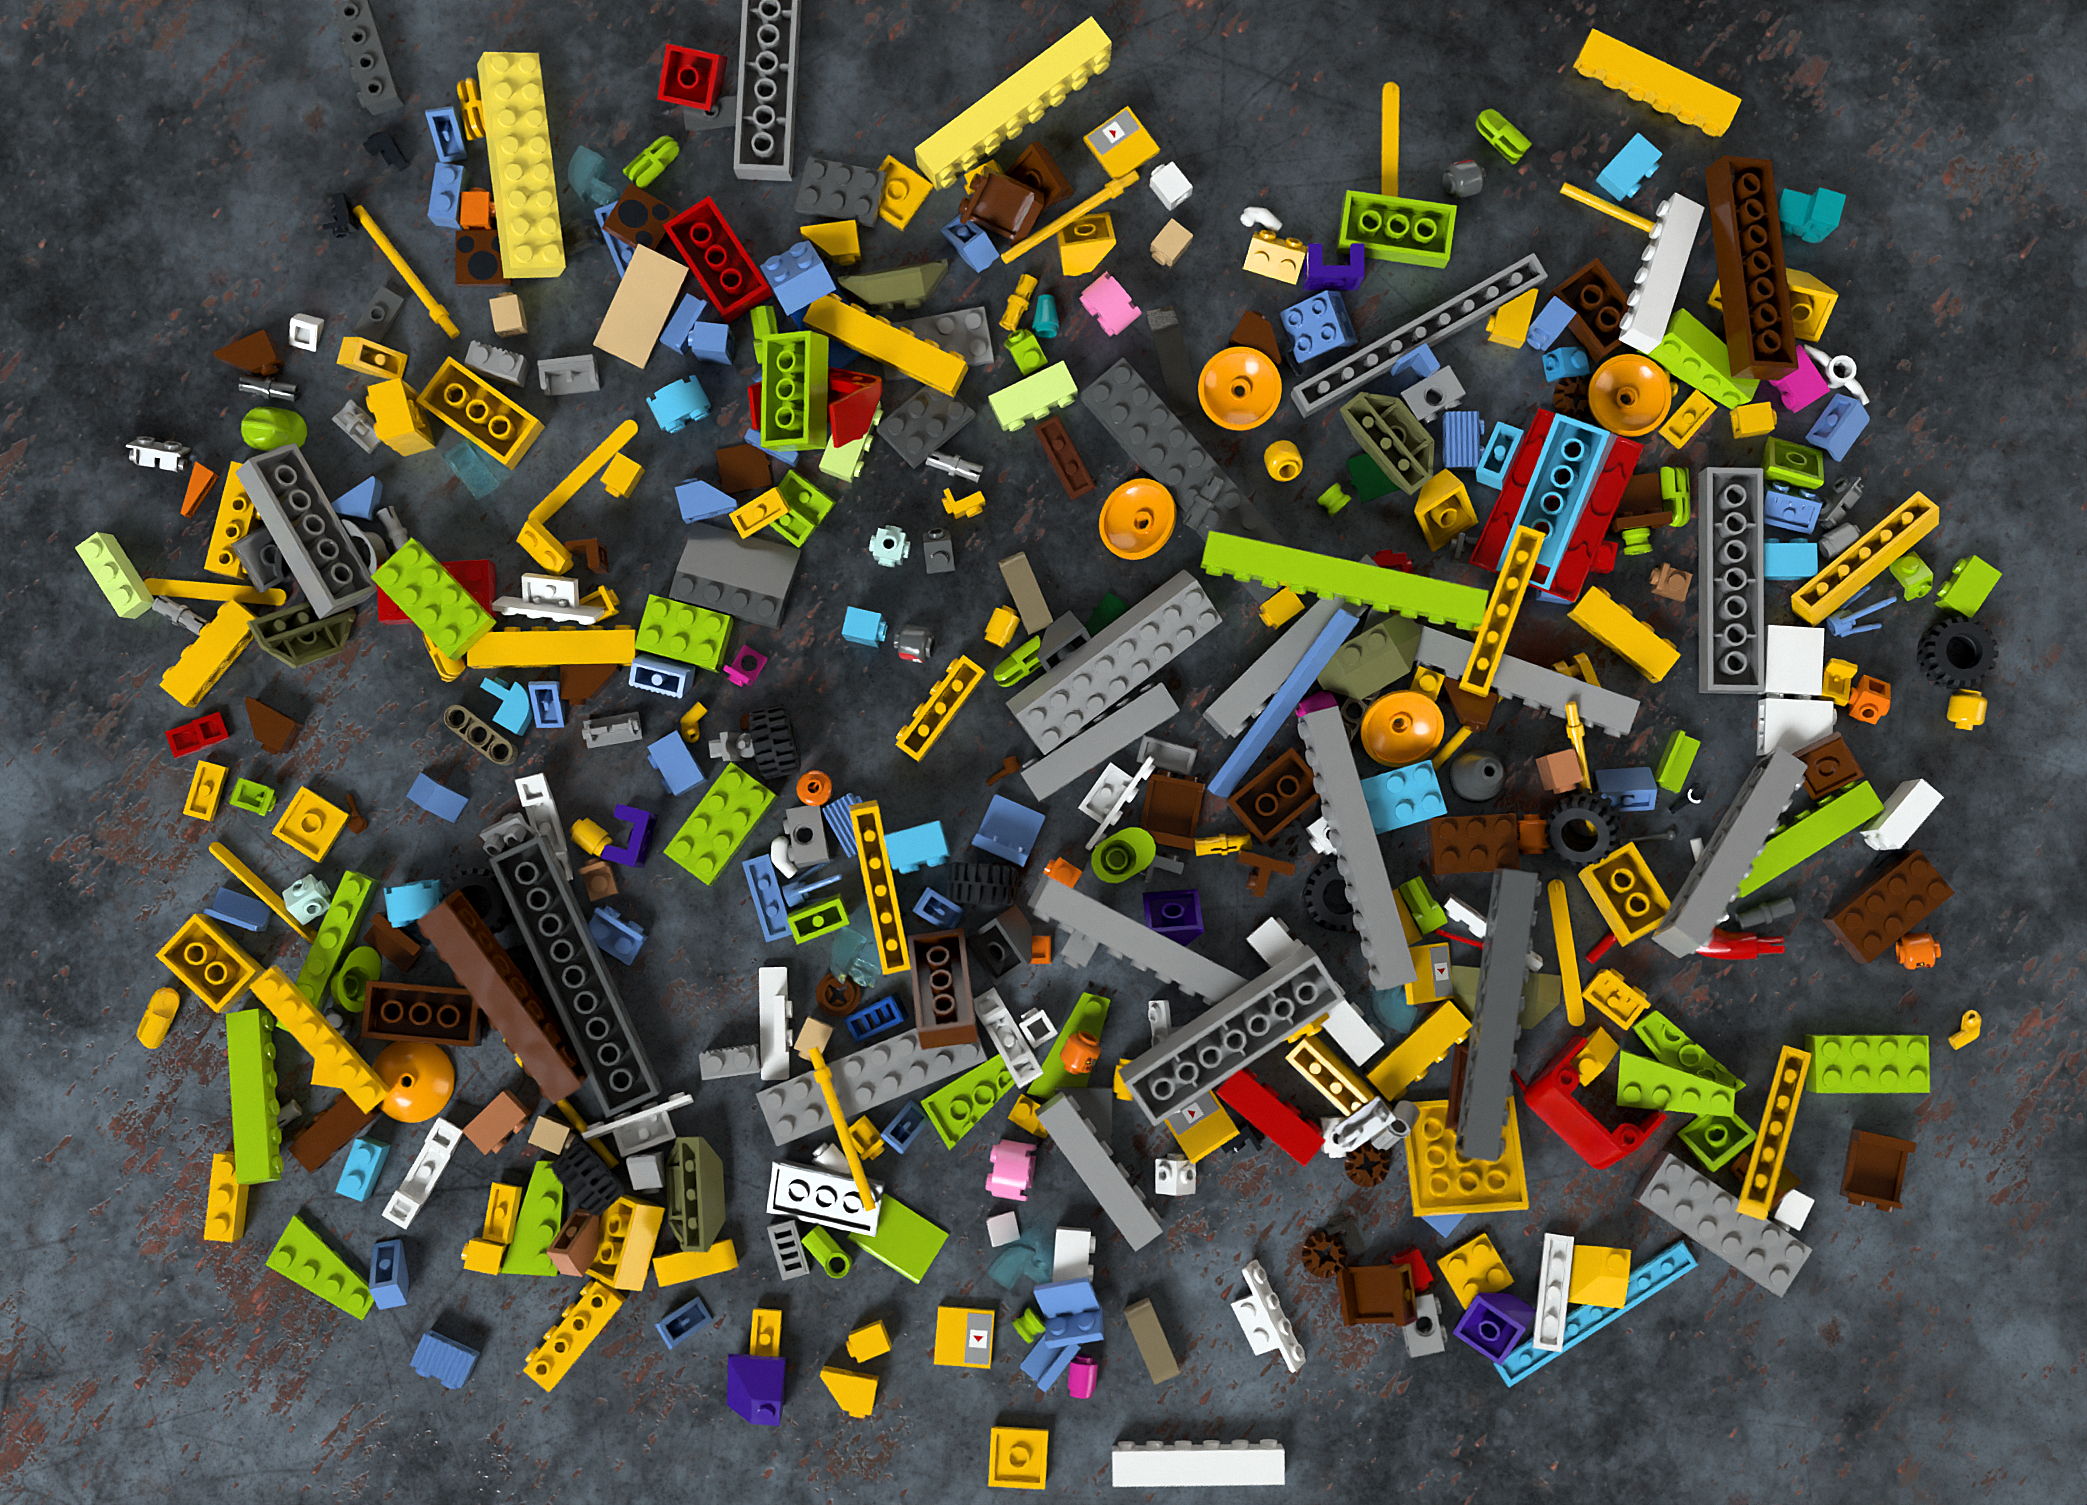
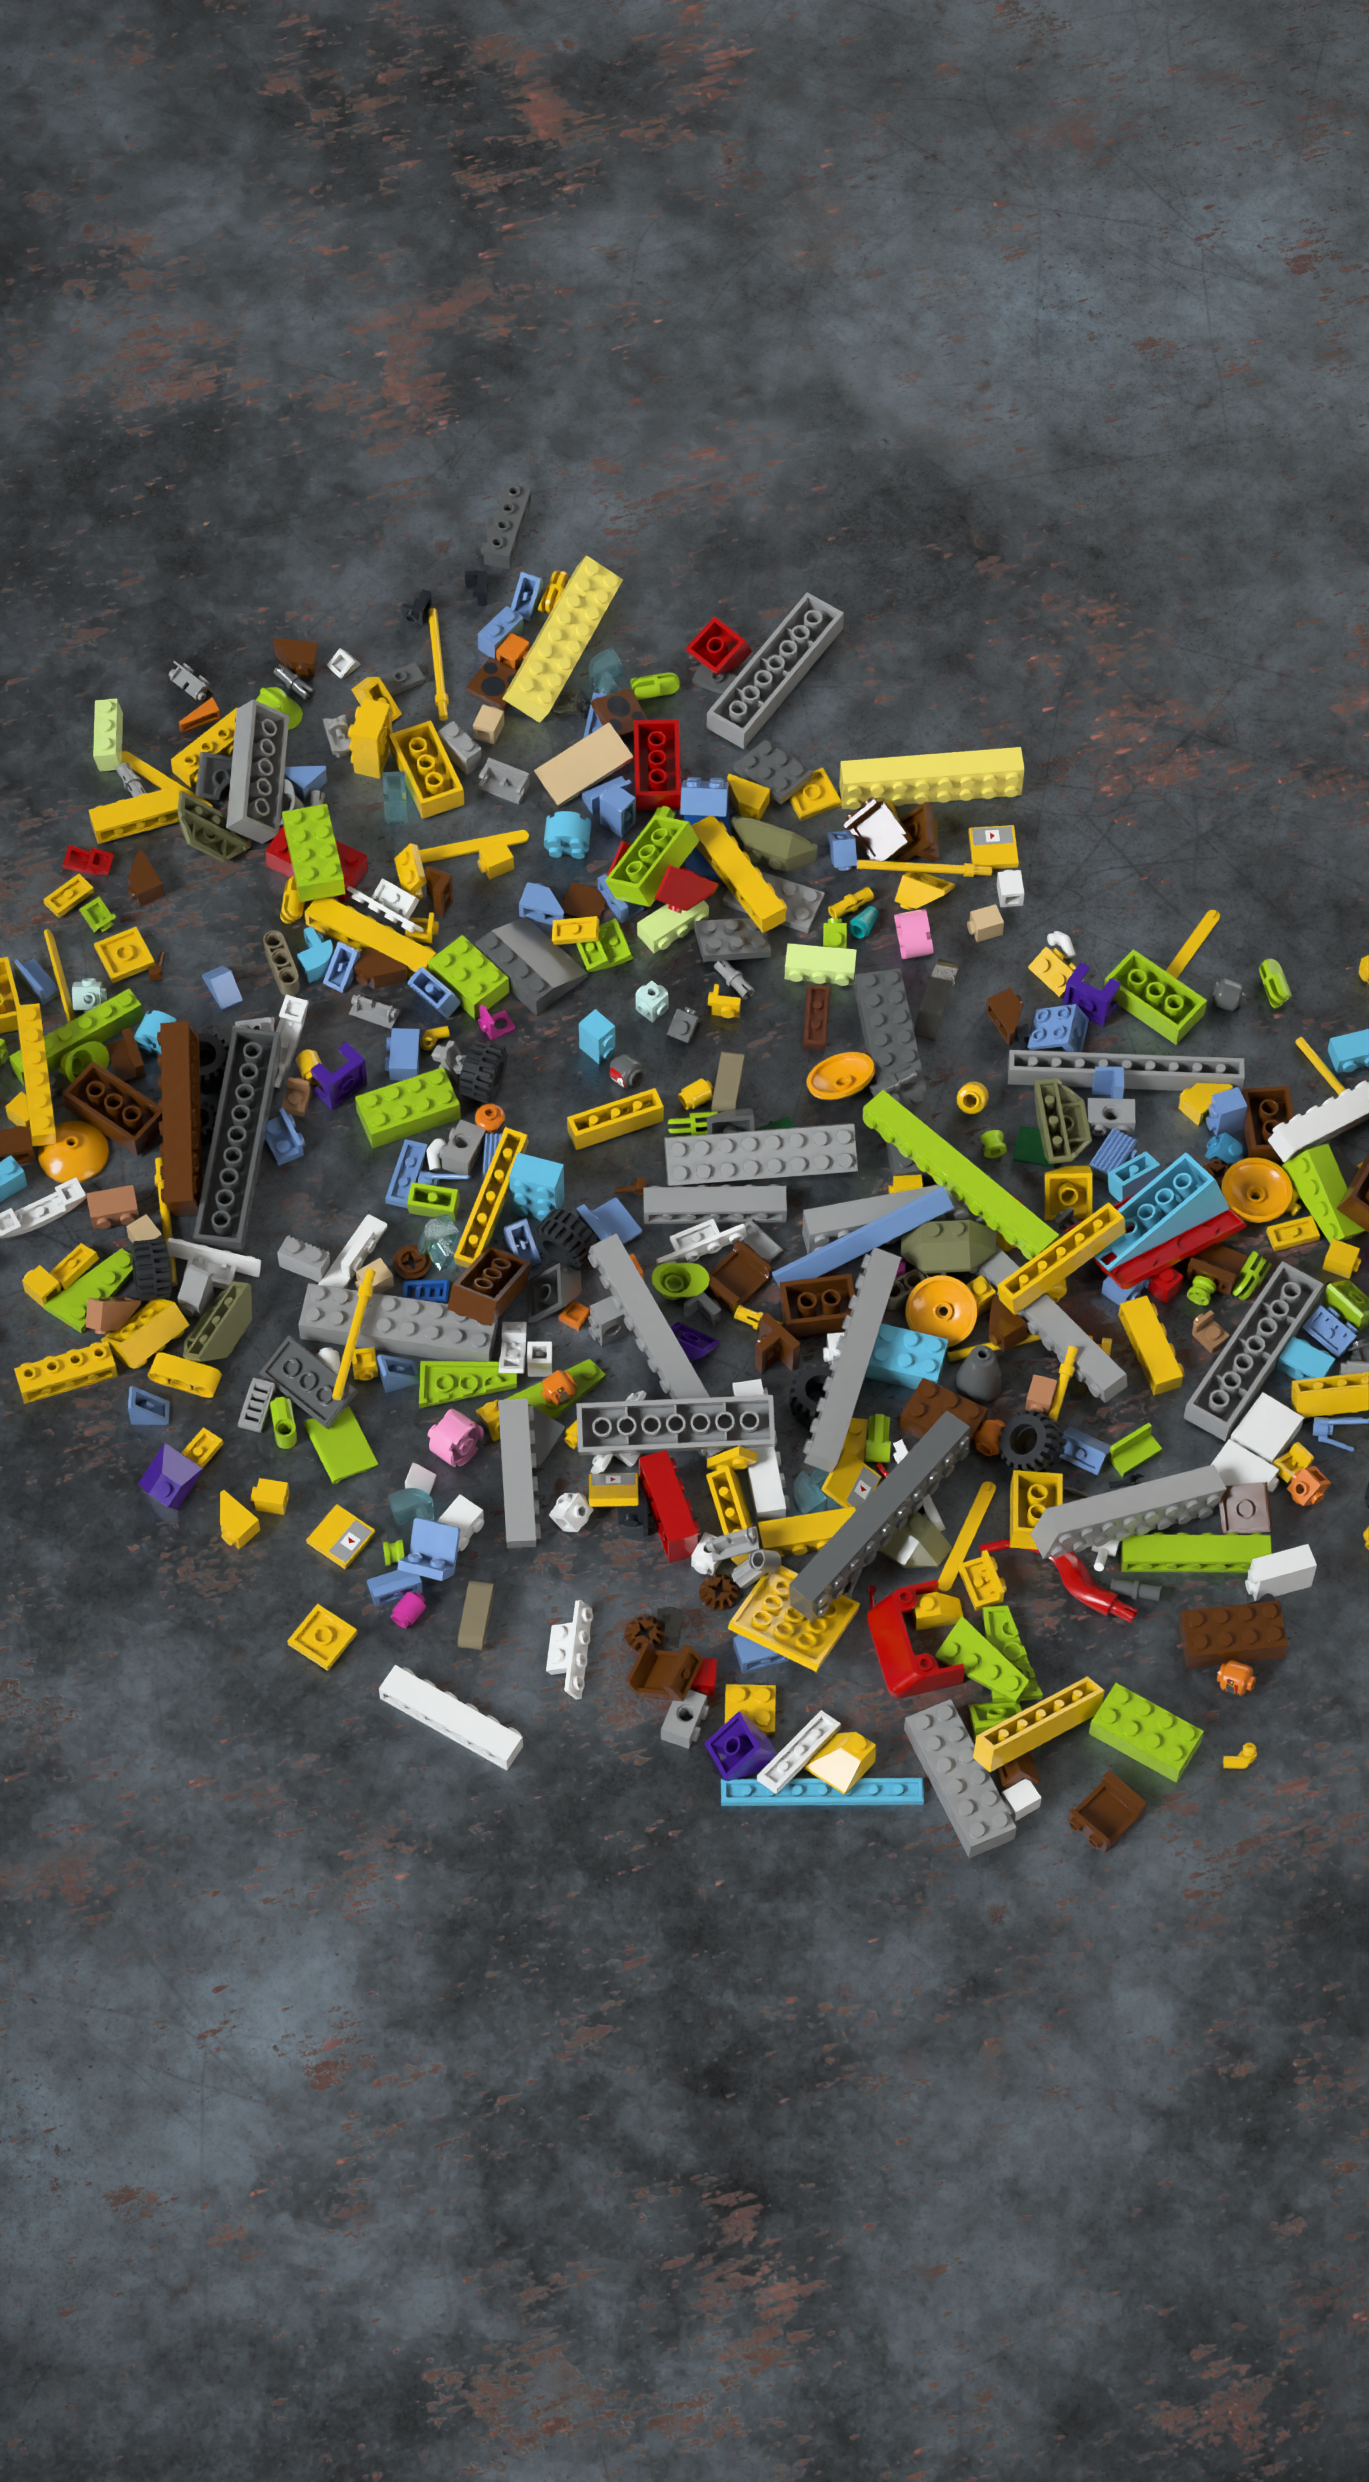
camera: 30 degrees right, 25 degrees down
(1239, 368) = (970, 1023): light orange dish -> none

